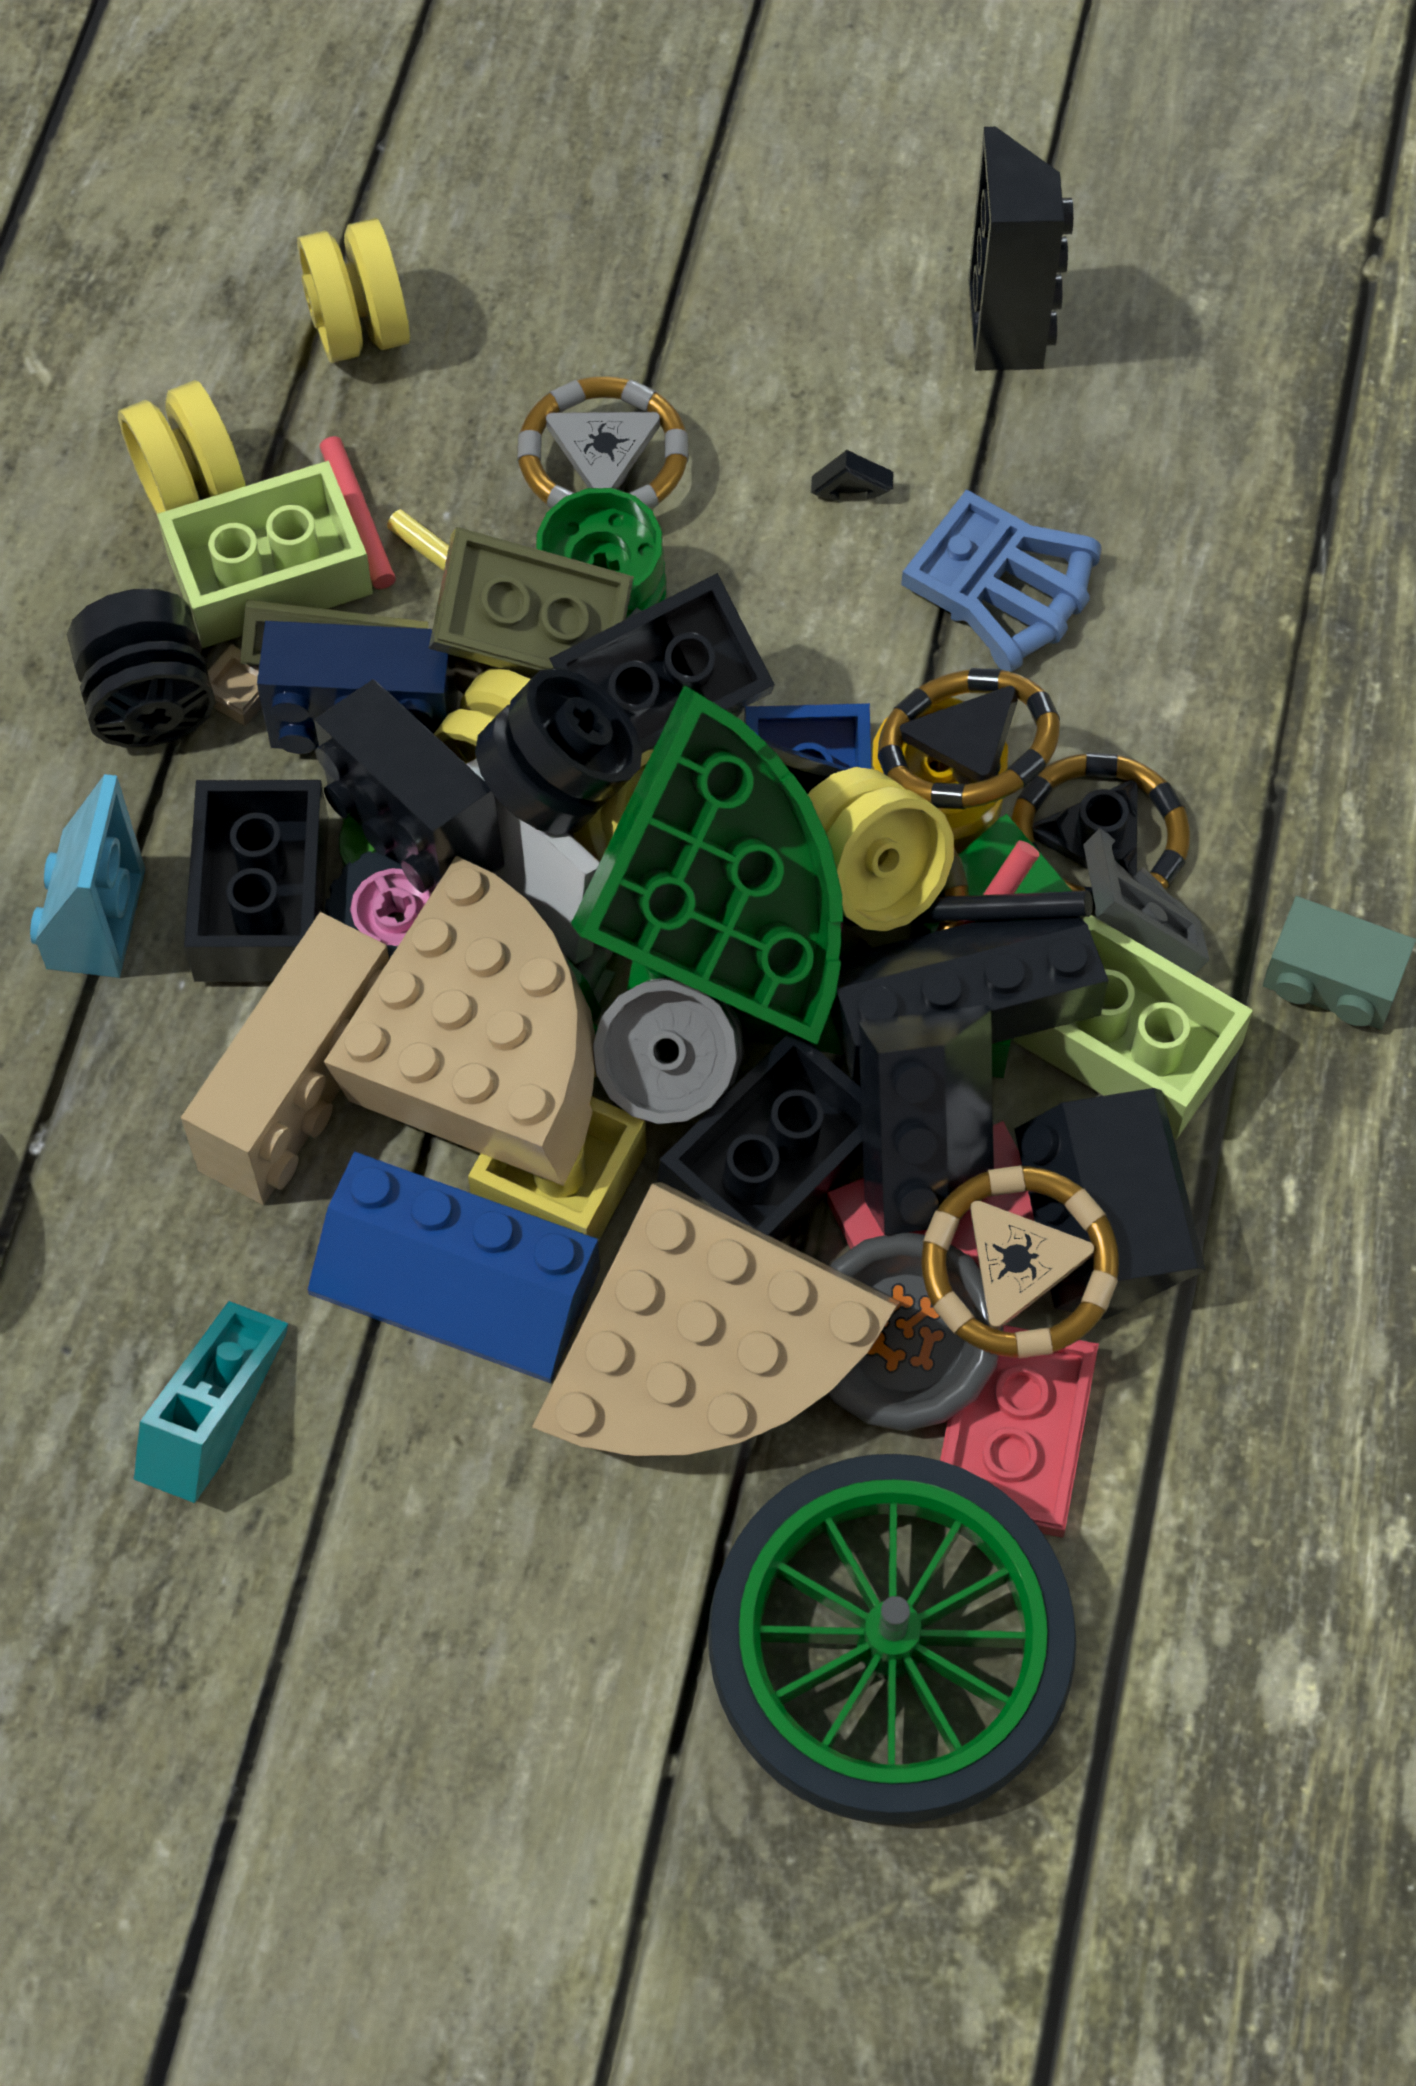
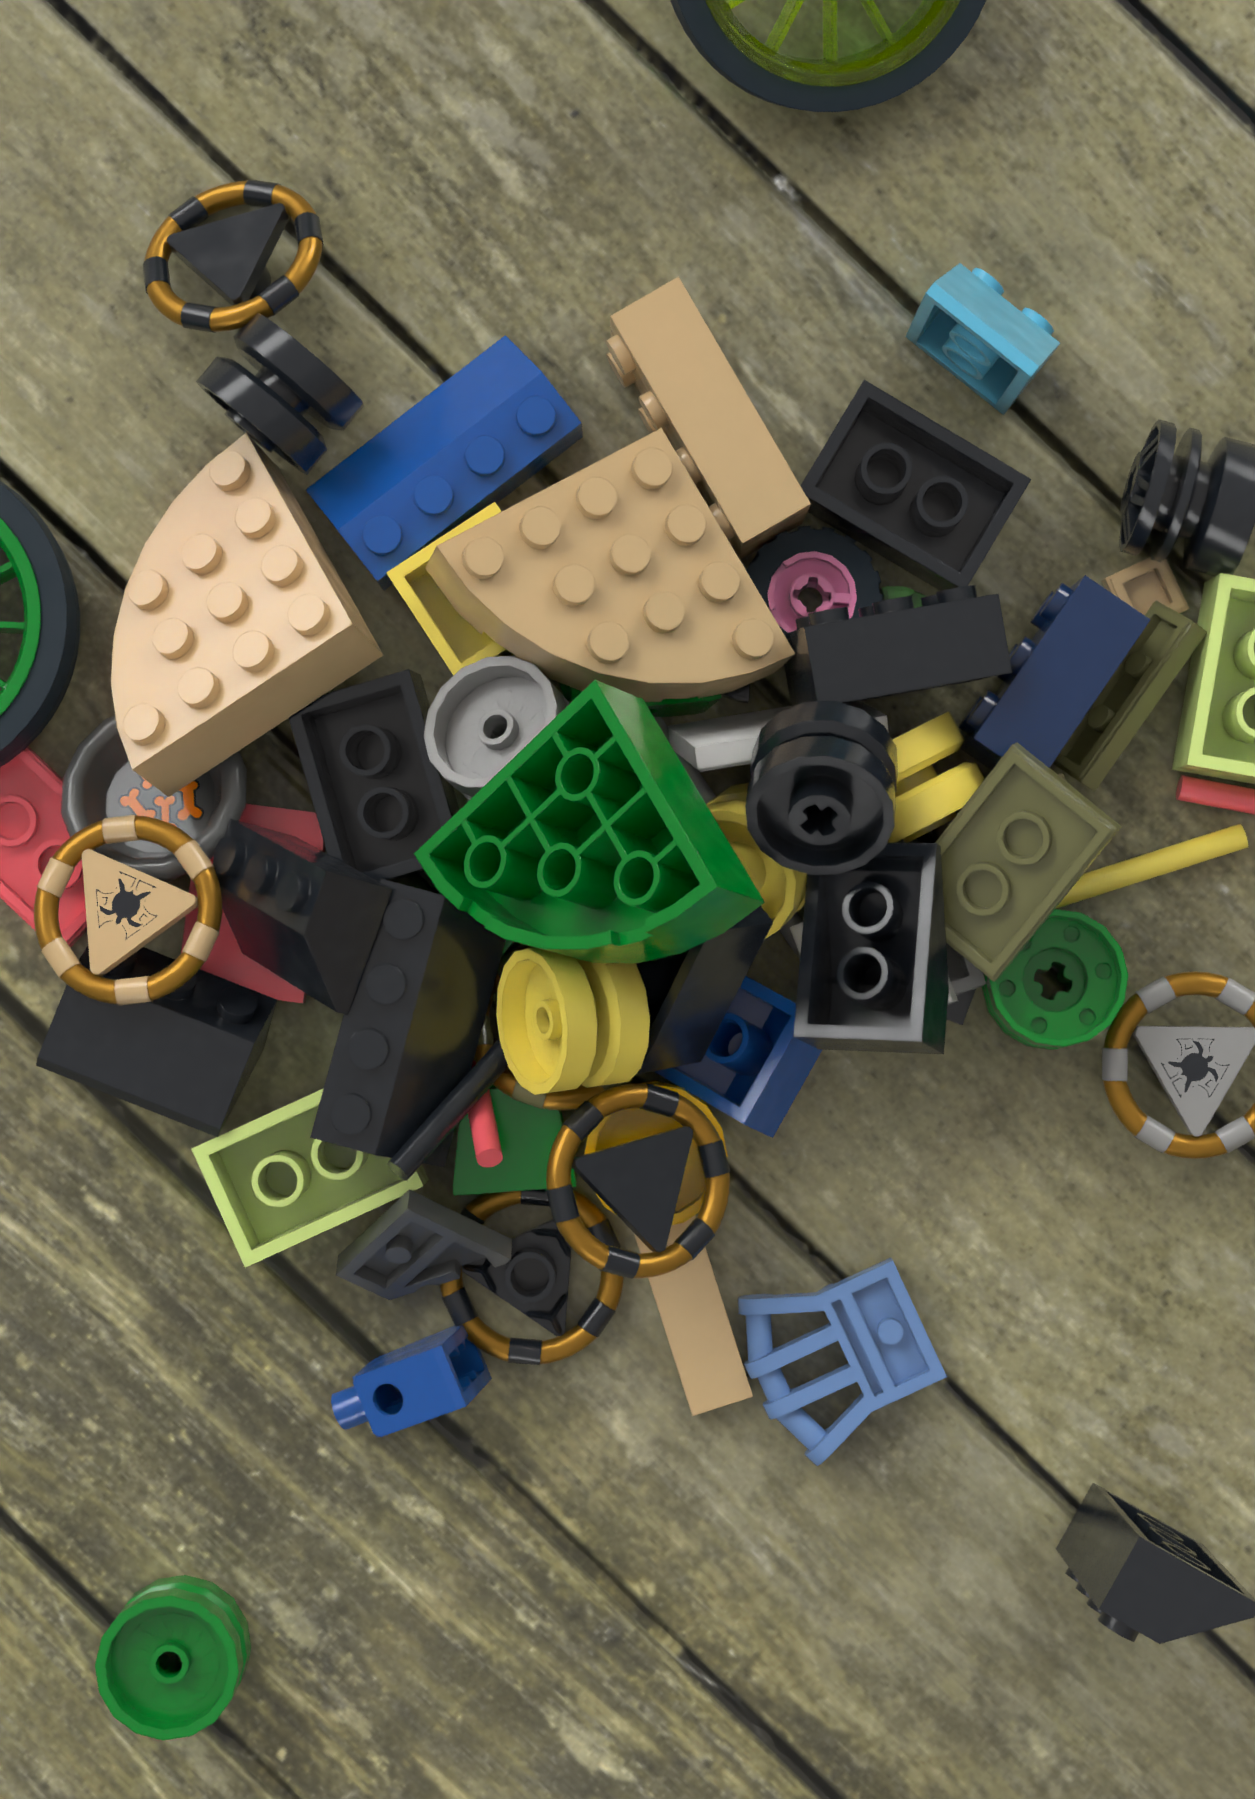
camera: 120 degrees right, 25 degrees up
(206, 1402) = (447, 198): teal slope -> none
(372, 1544) = (233, 254): none -> black piece
(467, 1417) = (281, 392): none -> black wheel
(851, 475) = (1031, 1284): black tile -> none
(1071, 676) = (699, 1331): none -> tan tile
(1251, 849) = (413, 1383): none -> blue torso
(1338, 963) = (270, 1388): sand green brick -> none

